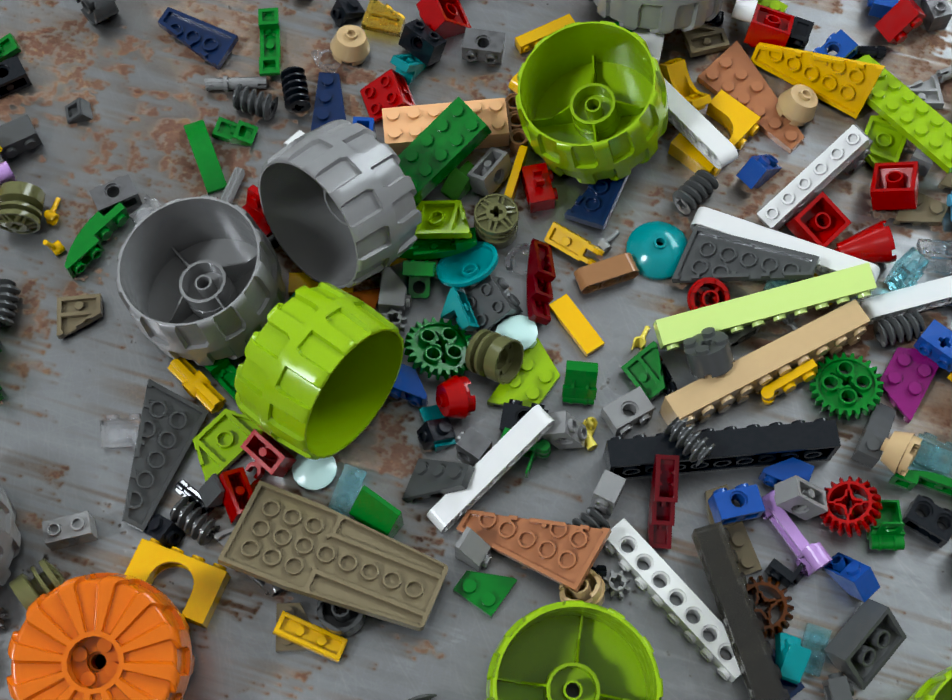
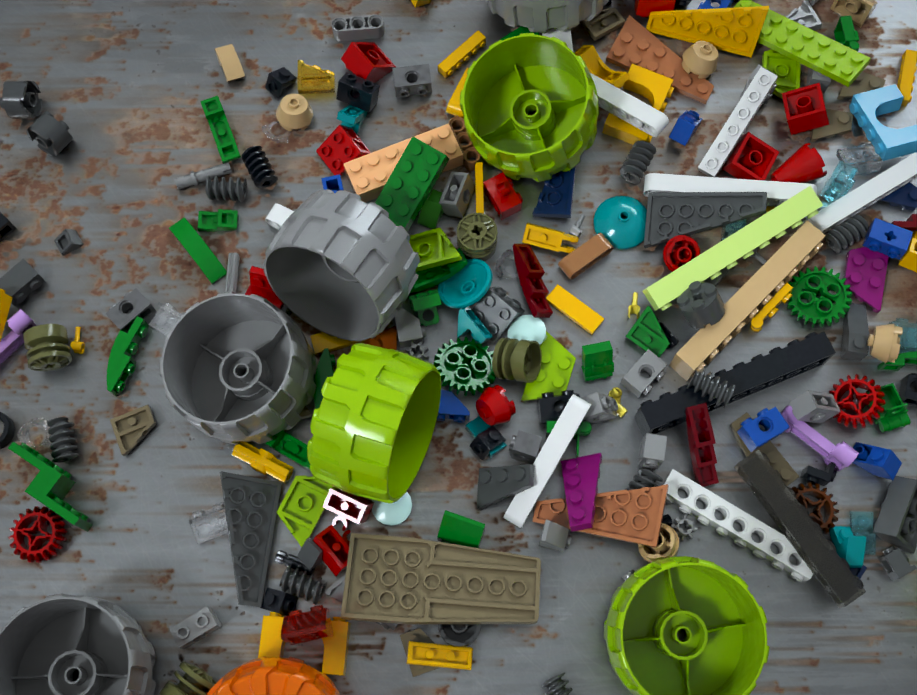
camera: 15 degrees left, 5 degrees up
(56, 247) = (92, 373): yellow hand -> none
(180, 560) = (307, 626): none -> clear red slope
(202, 38) = (158, 142): dark blue wing -> none
(328, 100) = (294, 175): dark blue wing -> none
(347, 489) = (427, 515): clear light blue slope -> none
(484, 590) = (573, 567): green wing -> none
(516, 508) = (581, 489): none -> magenta wing
(784, 470) = (794, 387): blue slope -> none

